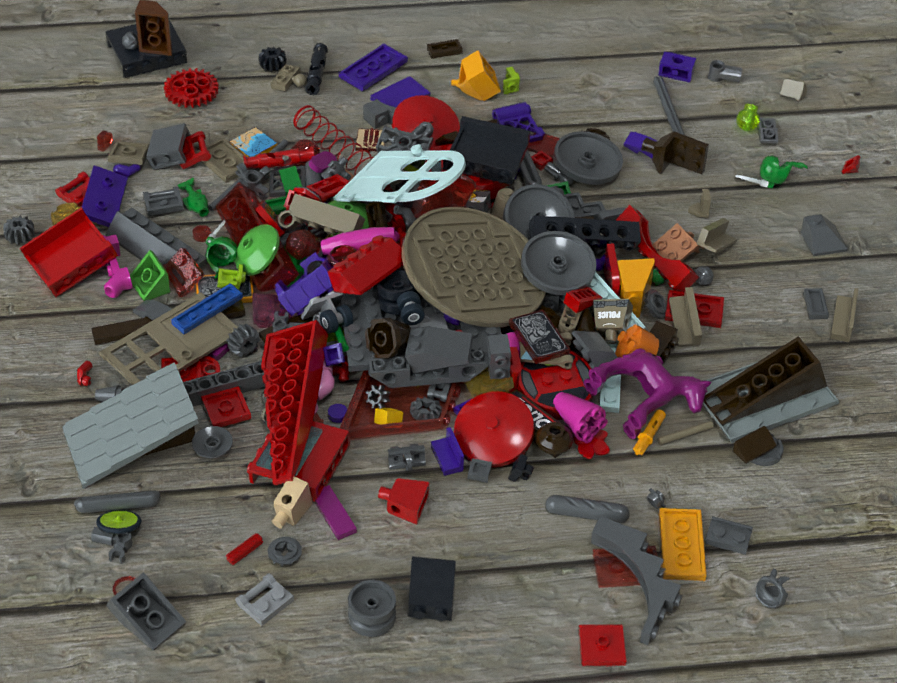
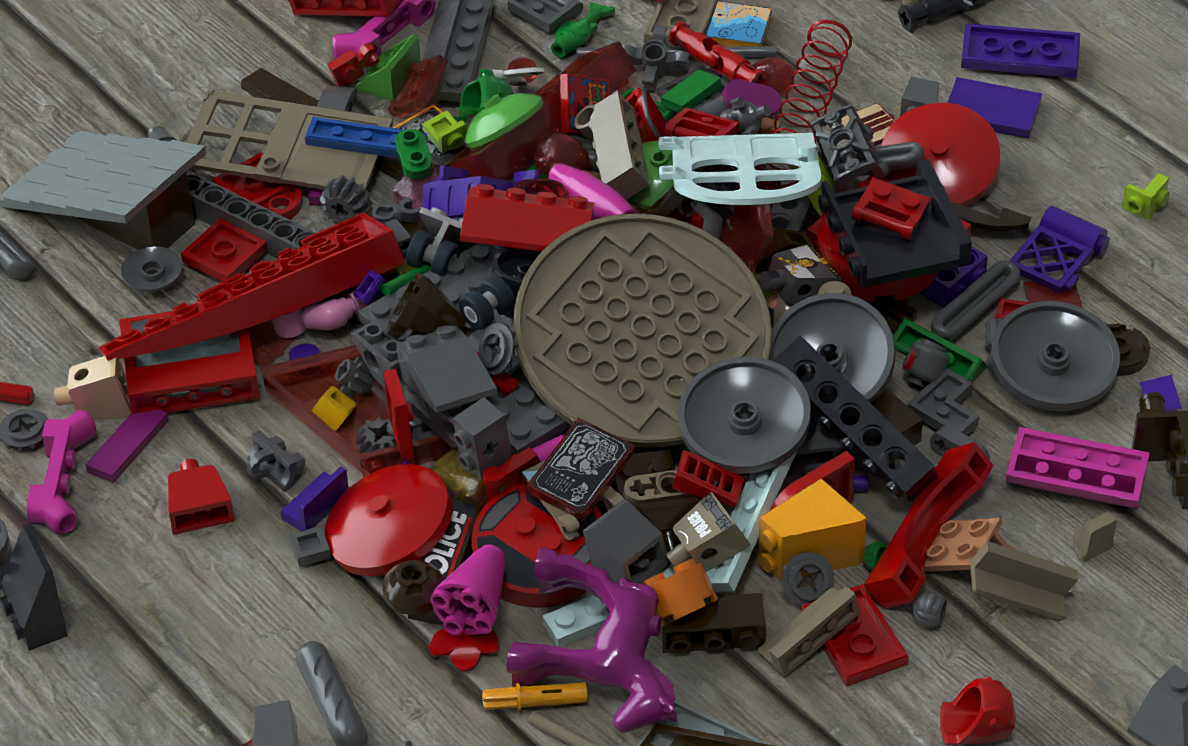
camera: 60 degrees right, 0 degrees up
(82, 377) = (177, 101): red arm -> none
(134, 292) = (350, 65): none -> red plate
(244, 294) = (413, 154): none -> green plate
(355, 563) = (47, 501): none -> dark pink plate
(440, 384) = (399, 413): none -> red plate
(444, 48) = (1148, 98): dark brown tile -> none
(447, 312) = (494, 361): none -> dark grey gear
(476, 145) = (891, 207): none -> red plate
(477, 77) = (1105, 155): light orange piece -> none
(520, 469) = (344, 584): black tile -> none
(660, 187) = (1077, 467): none -> dark pink brick
(778, 291) = (978, 714): none -> red helmet

